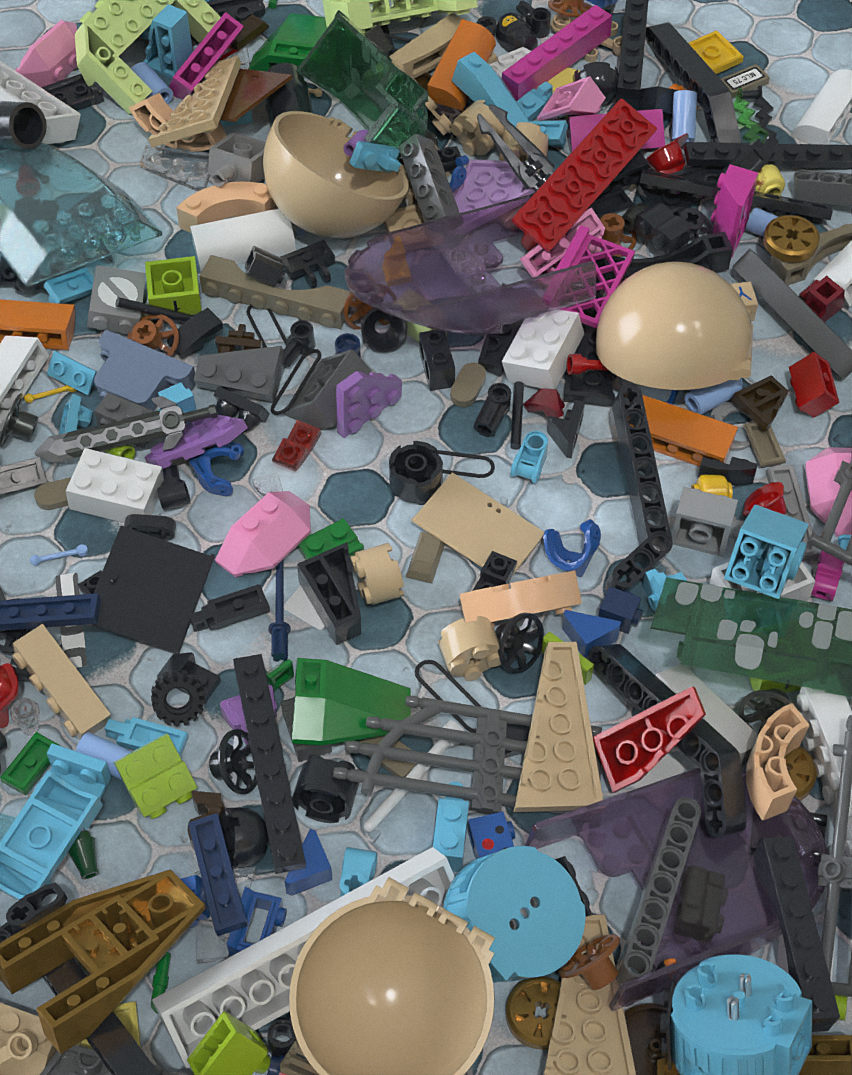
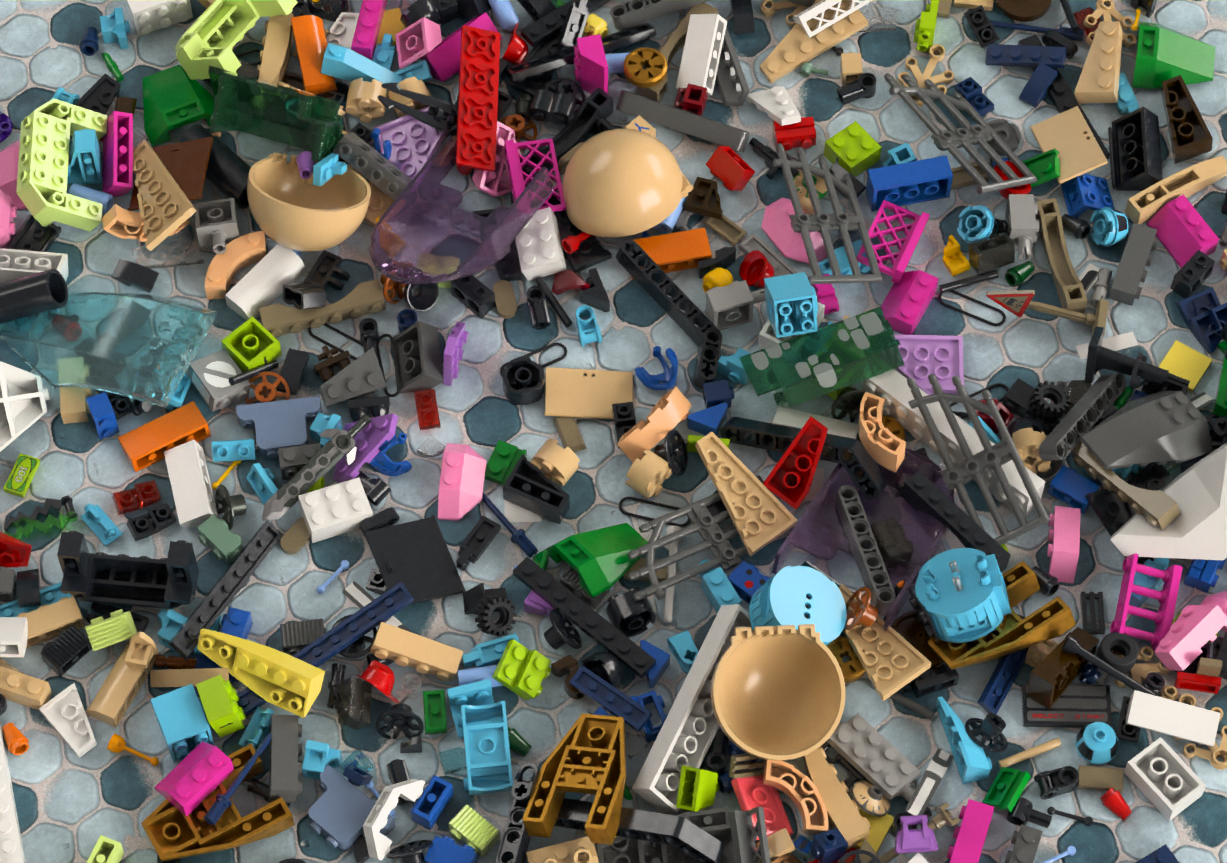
camera: 35 degrees left, 5 degrees up
(130, 169) = (135, 274): none -> black slope

